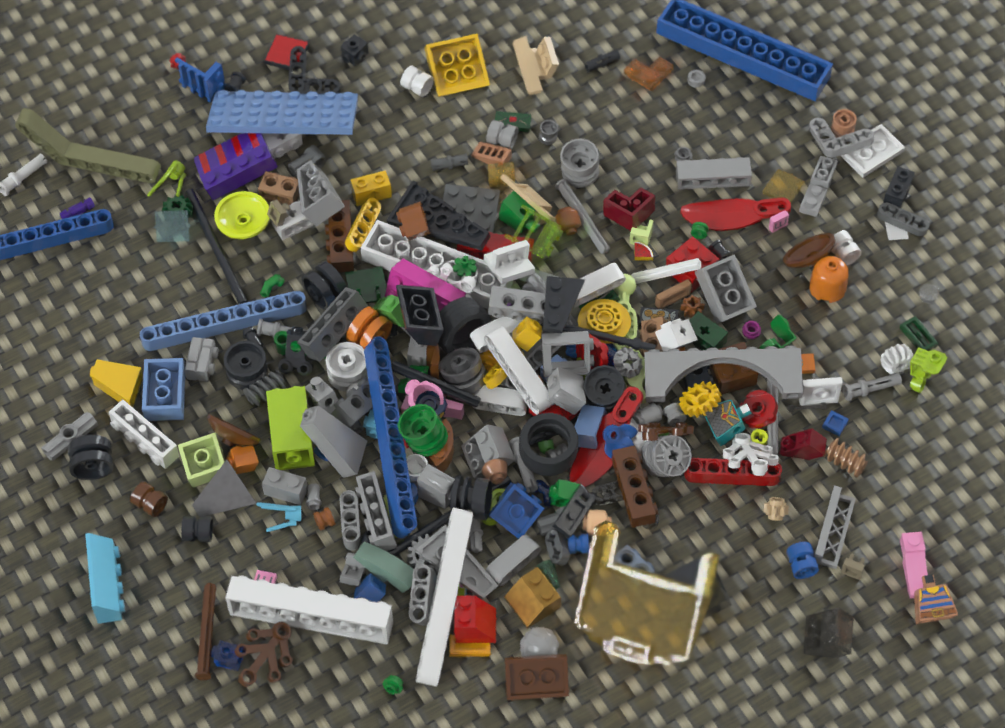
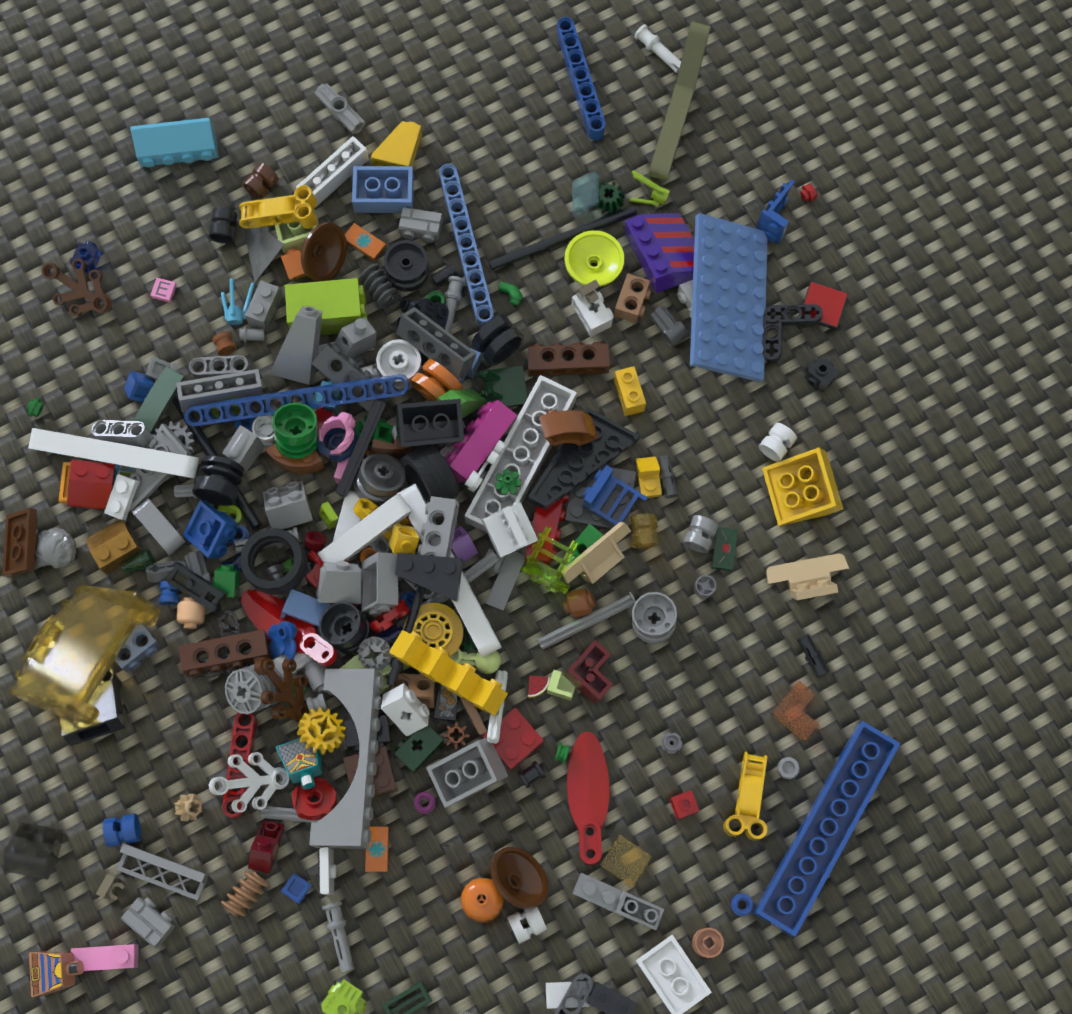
camera: 90 degrees right, 15 degrees up
(77, 209) = (614, 103): dark purple axle -> none
(90, 457) = (306, 124): black wheel -> none
(190, 464) = (281, 210): none -> yellow piece
(206, 632) = (114, 238): reddish brown axle -> none
(217, 406) = (364, 242): none -> orange tile
(235, 82) = (777, 251): black bush -> none
(310, 609) = (117, 328): white brick -> none
(317, 194) = (613, 329): light grey wedge -> none
(363, 224) = (576, 384): yellow beam -> none
(448, 175) = (648, 477): none -> yellow slope
(472, 200) = (602, 489): none -> blue plate
(486, 590) = (121, 497): none -> white plate
(495, 470) = (256, 509): nougat cone -> none
(496, 416) = (328, 515): none -> lime tile
(505, 153) = (667, 536): nougat slope -> none
(517, 426) = (315, 540): none -> dark red tile
(646, 294) = (454, 676): none -> yellow brick
(713, 173) = (642, 775): light grey brick -> none
(725, 101) = (749, 797): none -> yellow piece
(735, 143) = (684, 805): none -> red brick
(762, 435) = (276, 794): neon yellow bush -> none
(778, 221) = (571, 848): bright pink tile -> none
(782, 329) = (389, 814): green piece -> none
(809, 107) = (748, 901): none -> blue plate
(831, 146) = (681, 926): light grey beam -> none
(879, 532) = (148, 921): none -> light grey brick
(896, 359) = (366, 969): white gear -> none

